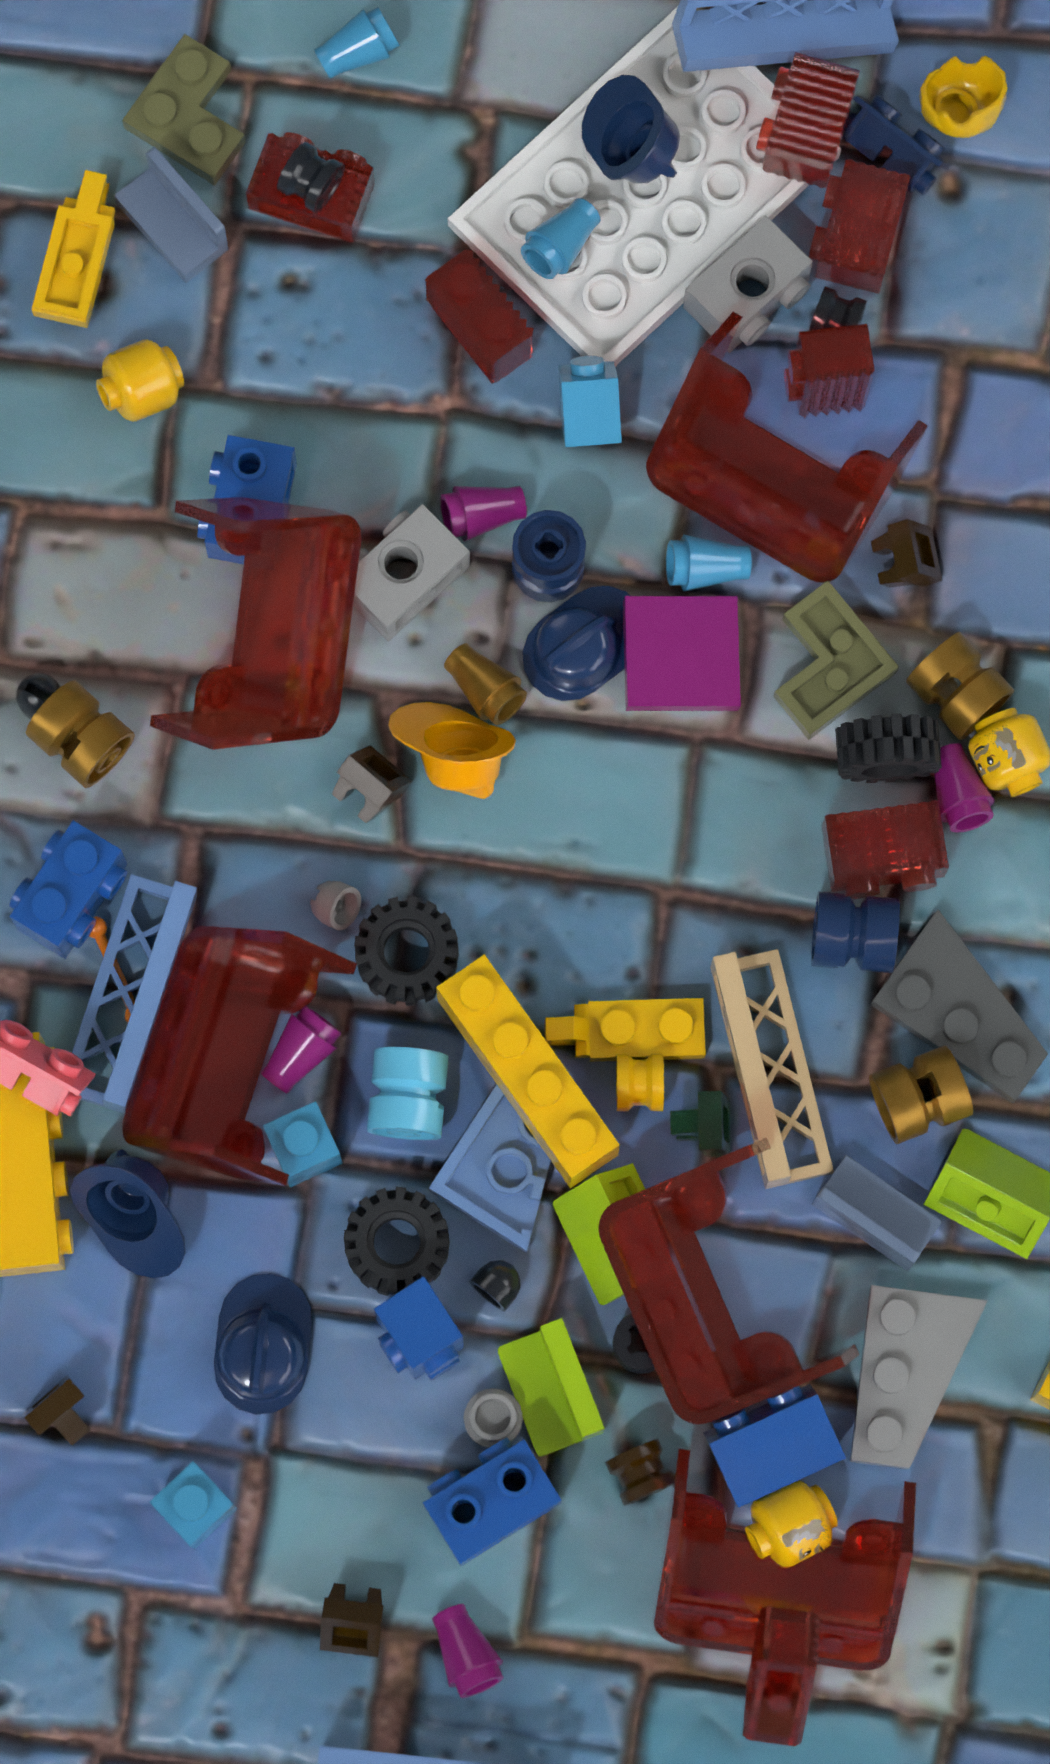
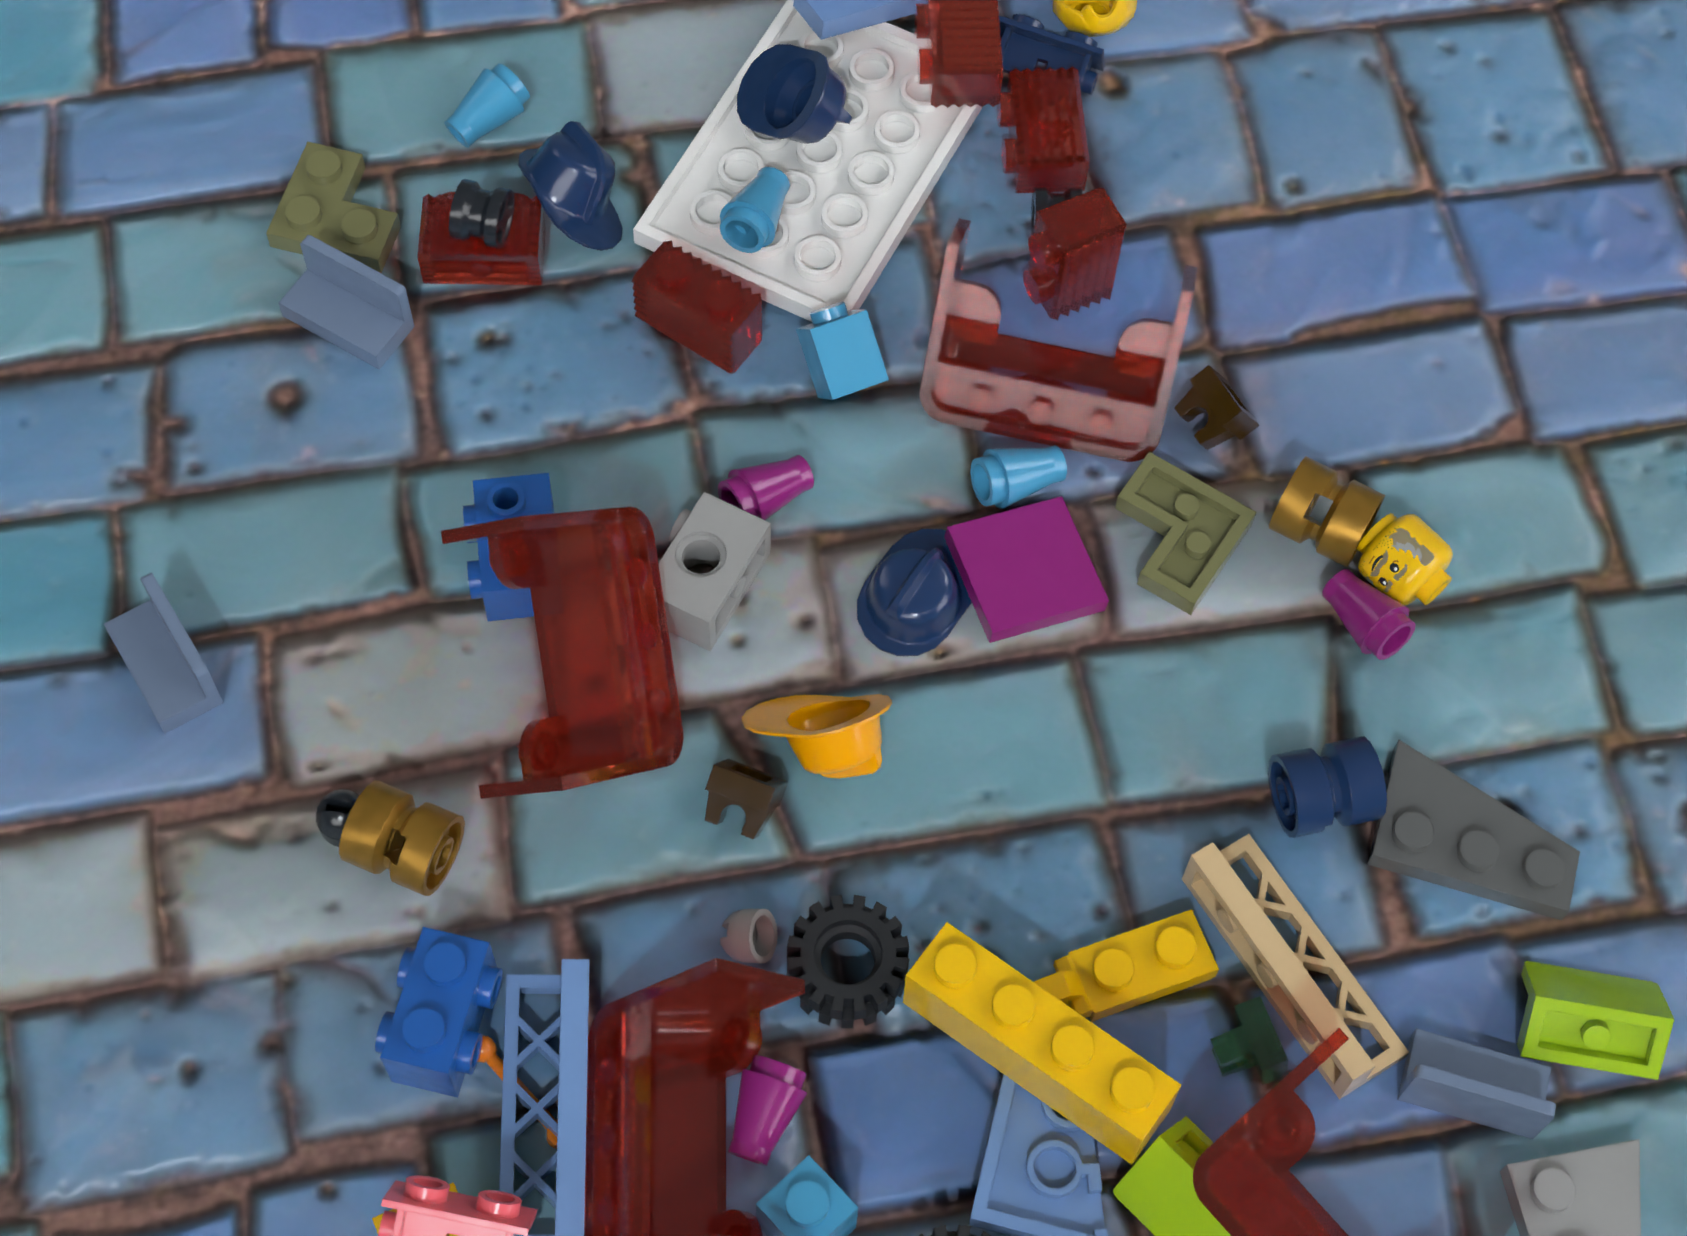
camera: 20 degrees left, 15 degrees down
(76, 254) = (254, 369): yellow hinge -> none
(140, 380) = (359, 464): yellow head -> none
(406, 161) = (574, 186): none -> dark blue piece
(407, 1093) = (910, 1129): medium azure wheel -> none
(487, 686) = (834, 658): pearl gold cone -> none
(548, 556) = (854, 508): dark blue wheel -> none
(639, 1082) = (1161, 1021): yellow wheel -> none
(760, 256) = (959, 182): light grey brick -> none
(885, 849) = (1319, 693): clear red brick -> none
(888, 748) = (1283, 589): black tyre -> none
(901, 1100) = (1473, 933): pearl gold wheel -> none

